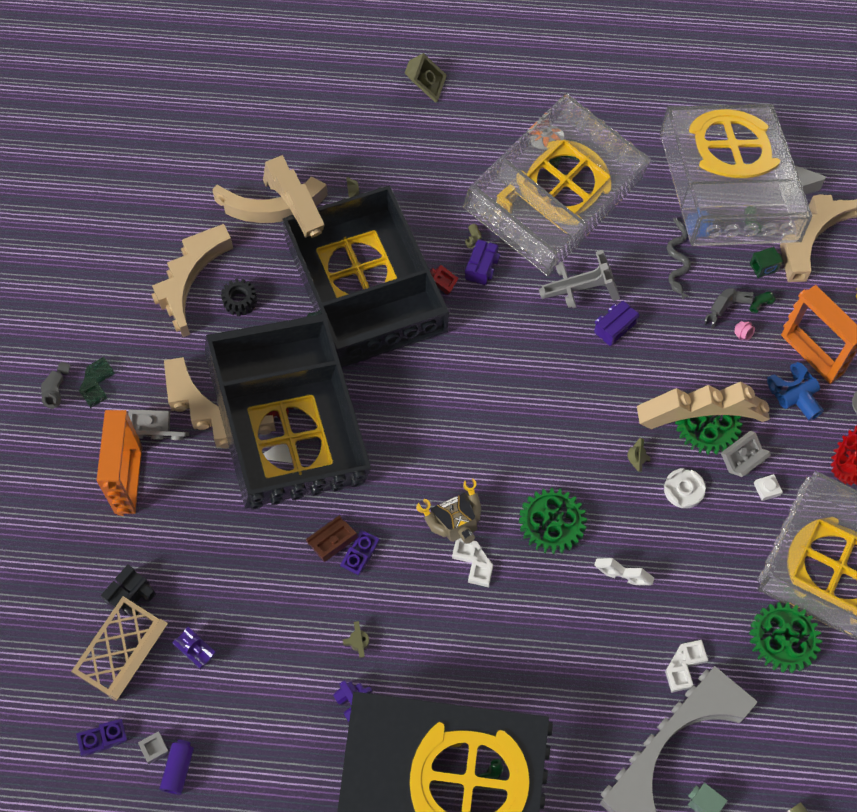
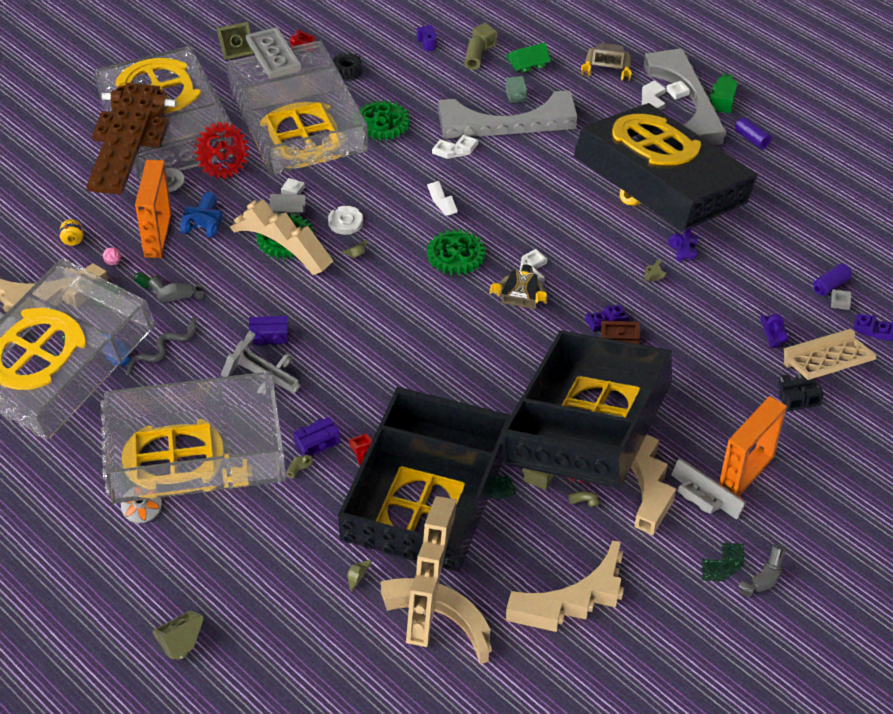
camera: 140 degrees left, 15 degrees down
(241, 306) = (541, 556): black tyre -> none
(744, 330) = (186, 269): bright pink plate -> none

